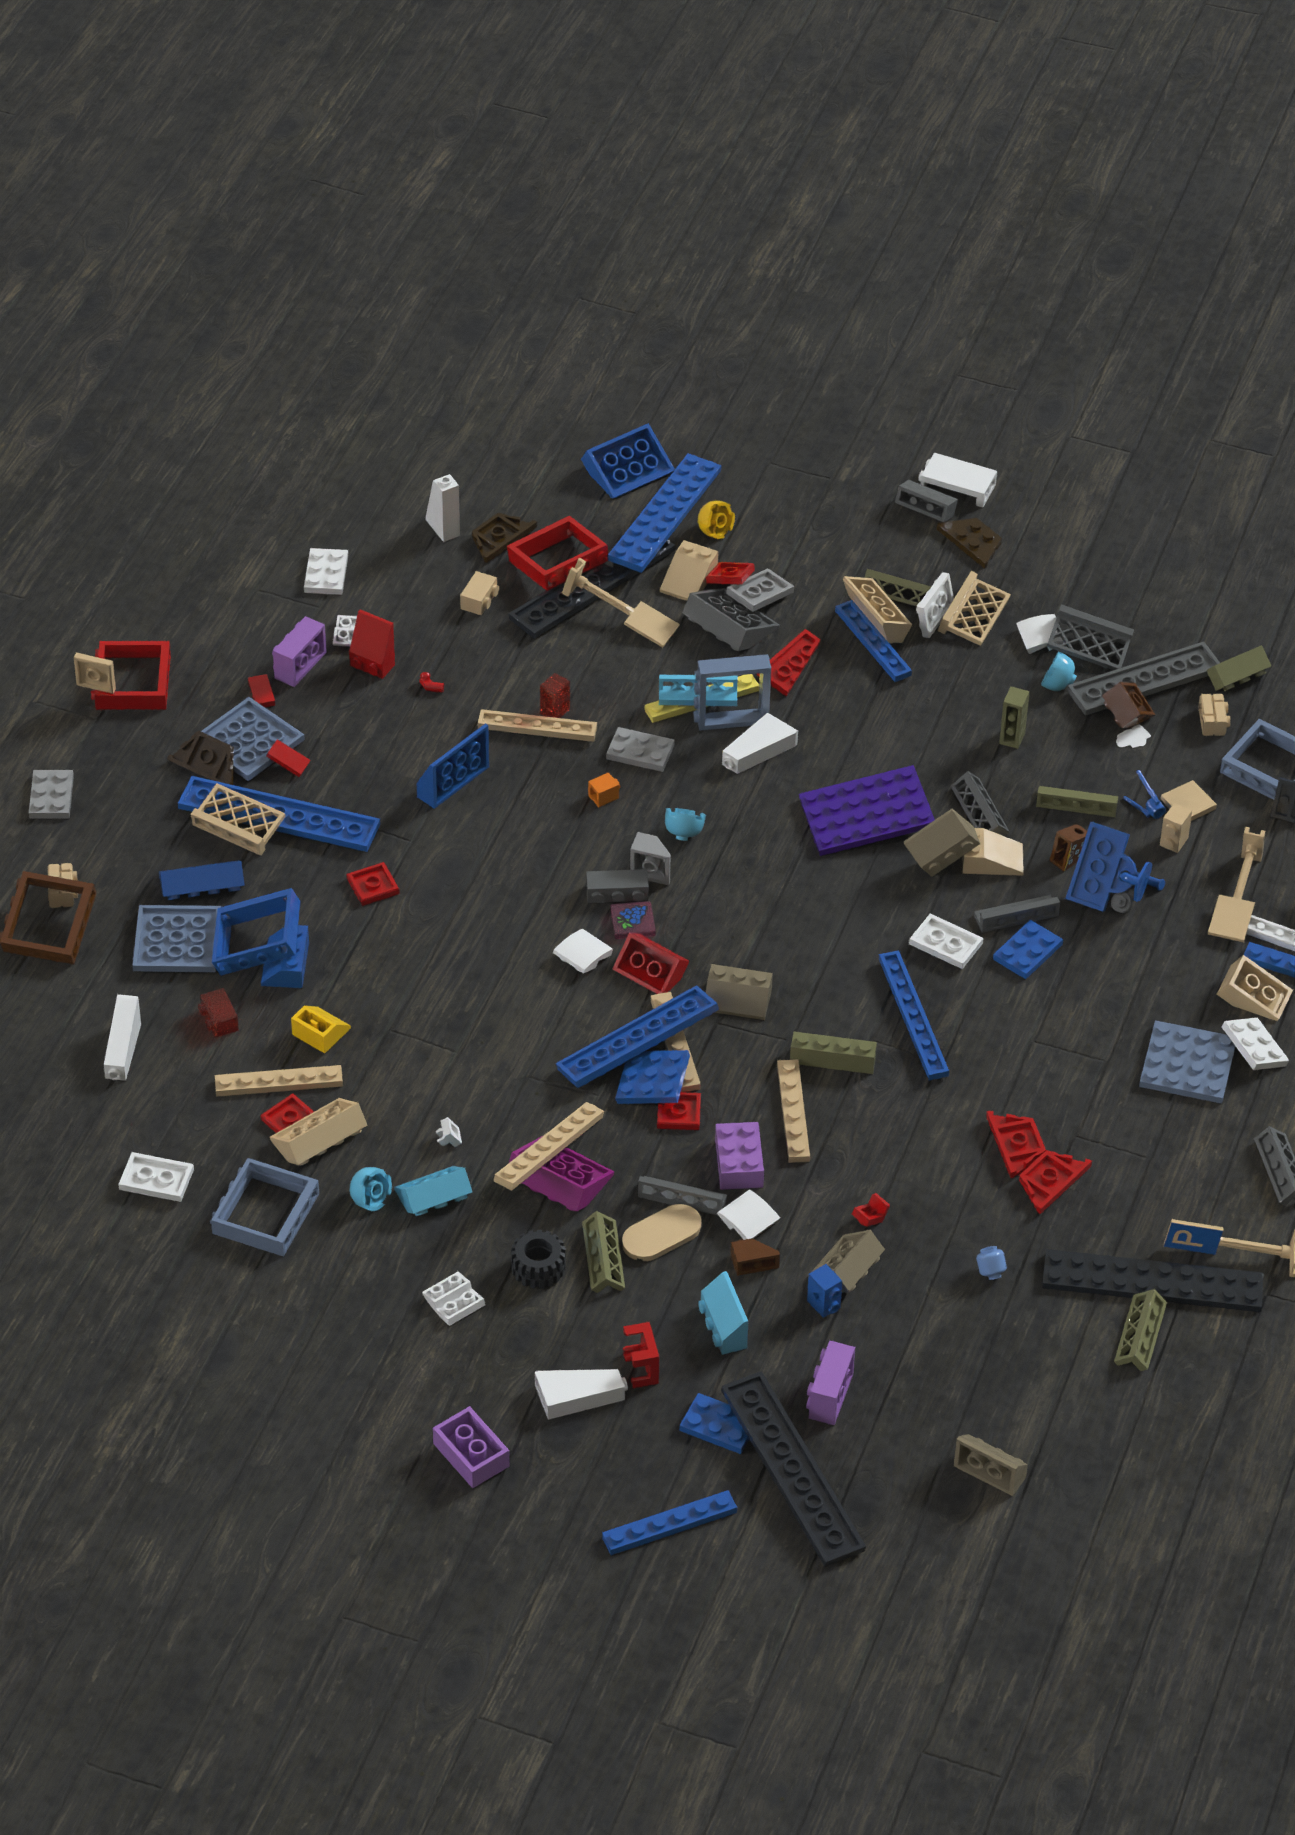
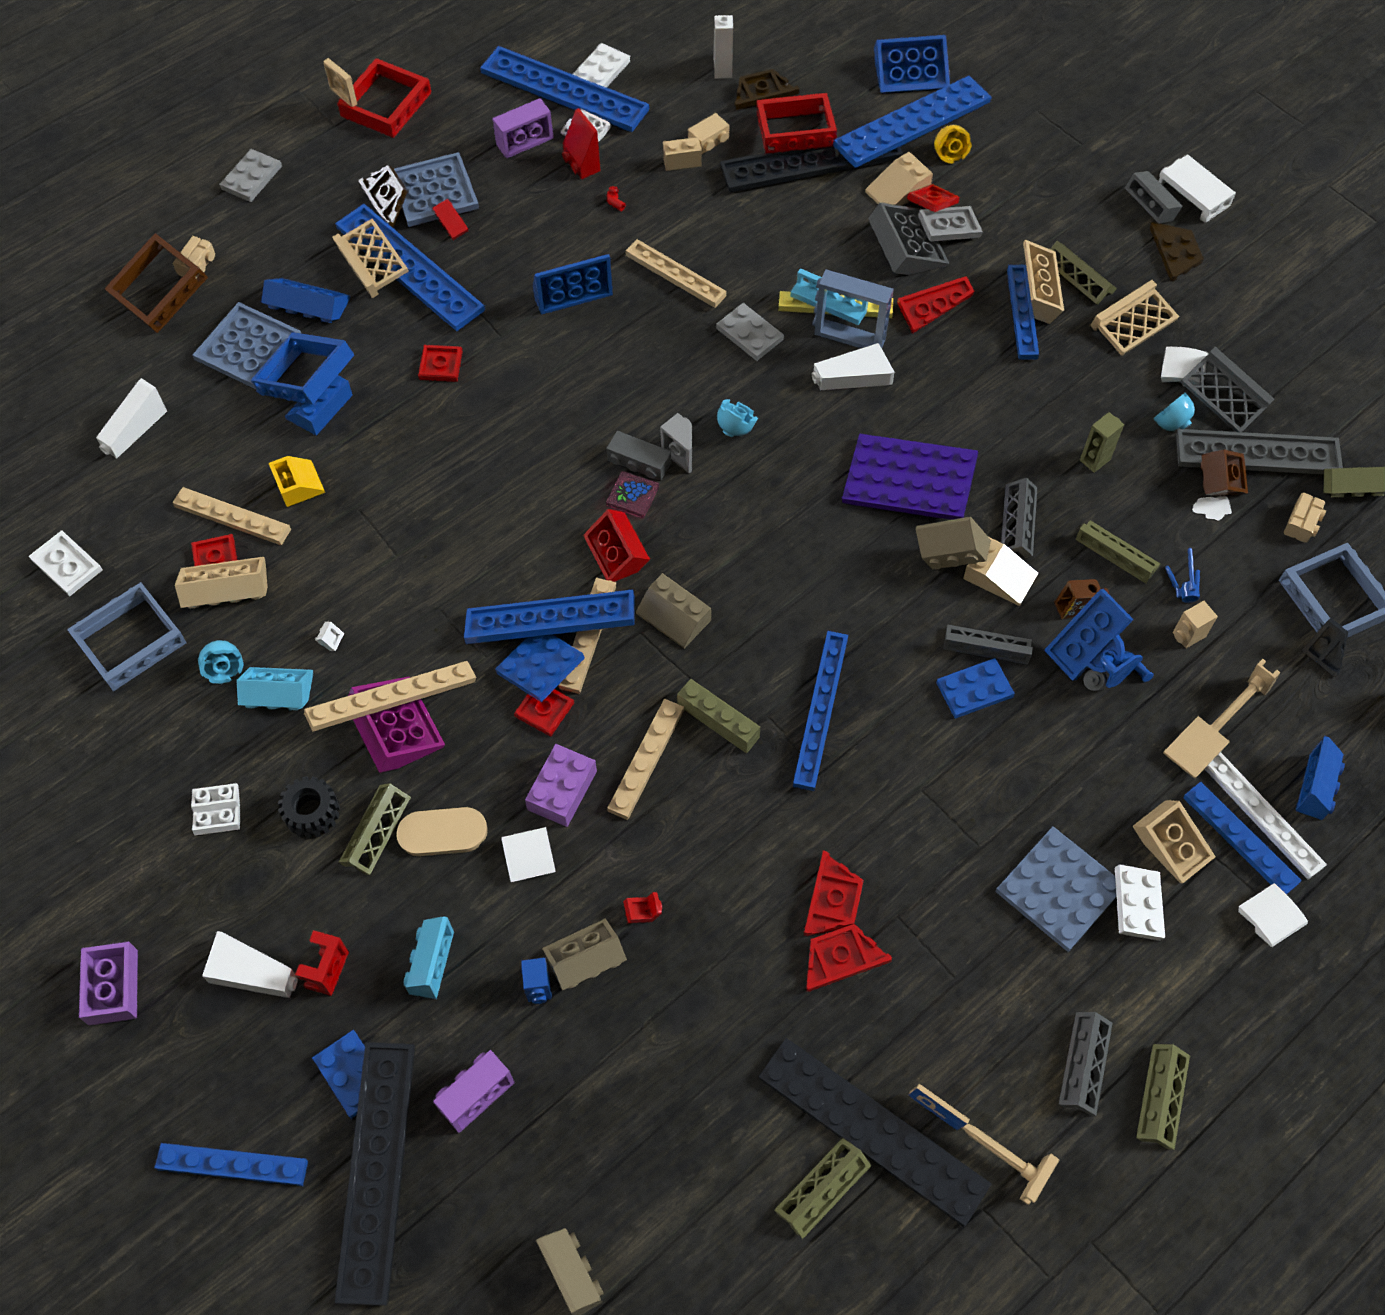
camera: 30 degrees right, 15 degrees up
(218, 1012) = (227, 429): clear red brick -> none
(261, 690) = (476, 151): red tile -> none
(303, 601) = (564, 88): none -> blue plate
(467, 619) = (682, 153): none -> tan brick
(555, 696) = (703, 252): clear red brick -> none
(582, 951) = (566, 506): white slope -> none
(603, 789) = (690, 357): orange brick -> none
(641, 619) = (831, 211): tan piece -> none
(676, 1193) = (486, 800): dark grey fence -> none
(753, 1256) = (500, 901): reddish brown slope -> none
(935, 605) = (1097, 299): white plate -> none
(946, 941) = (900, 644): white plate -> none
(991, 1262) = (719, 1028): medium blue head -> none
(1190, 797) = (1228, 598): tan tile -> none

